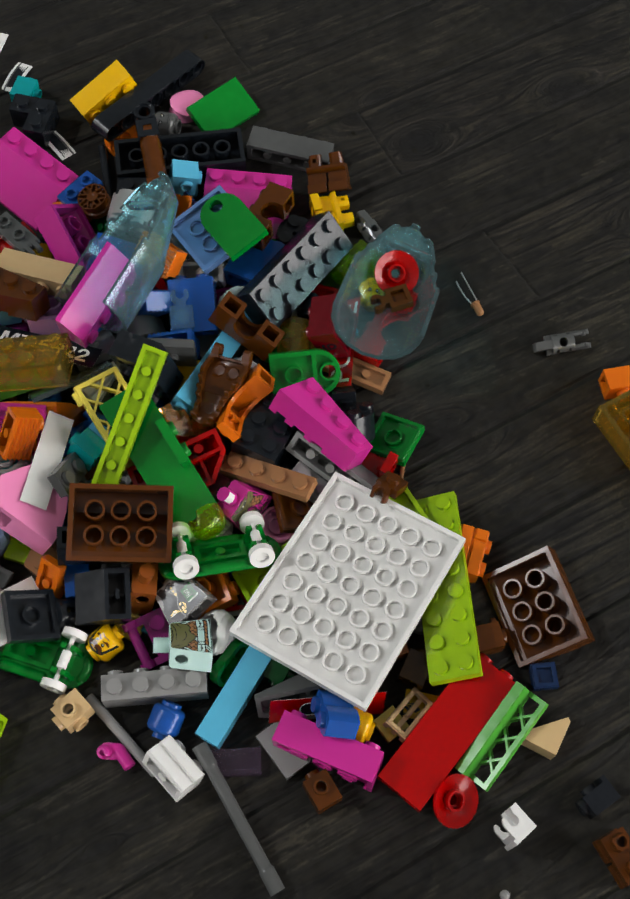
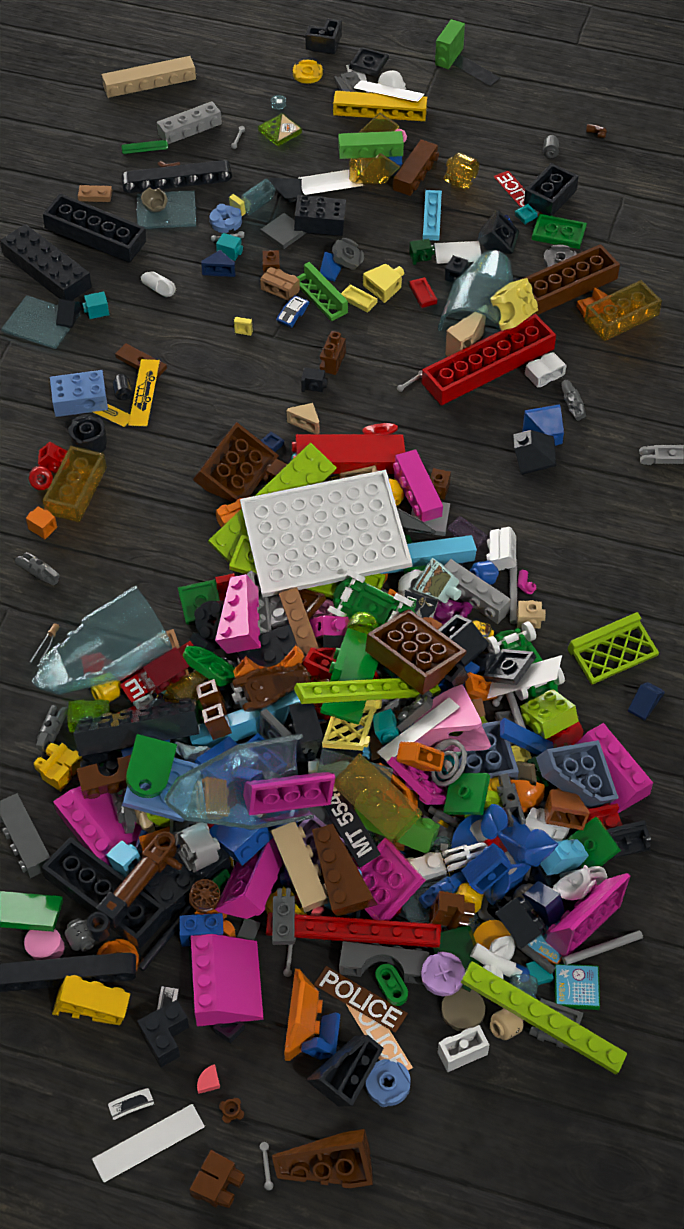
camera: 130 degrees left, 10 degrees down
(26, 86) = (144, 1068): teal brick -> none
(266, 869) = (482, 535): dark grey piece -> none
(328, 177) = (30, 783): reddish brown hips -> none
(335, 715) = (402, 485): blue brick -> none
(389, 485) = (242, 560): reddish brown plate -> none
(395, 298) = (105, 652): reddish brown plate -> none
(400, 261) = (82, 663): red dish -> none
(493, 731) = (308, 428): bright green fence -> none
(517, 826) = (368, 394): white hinge -> none

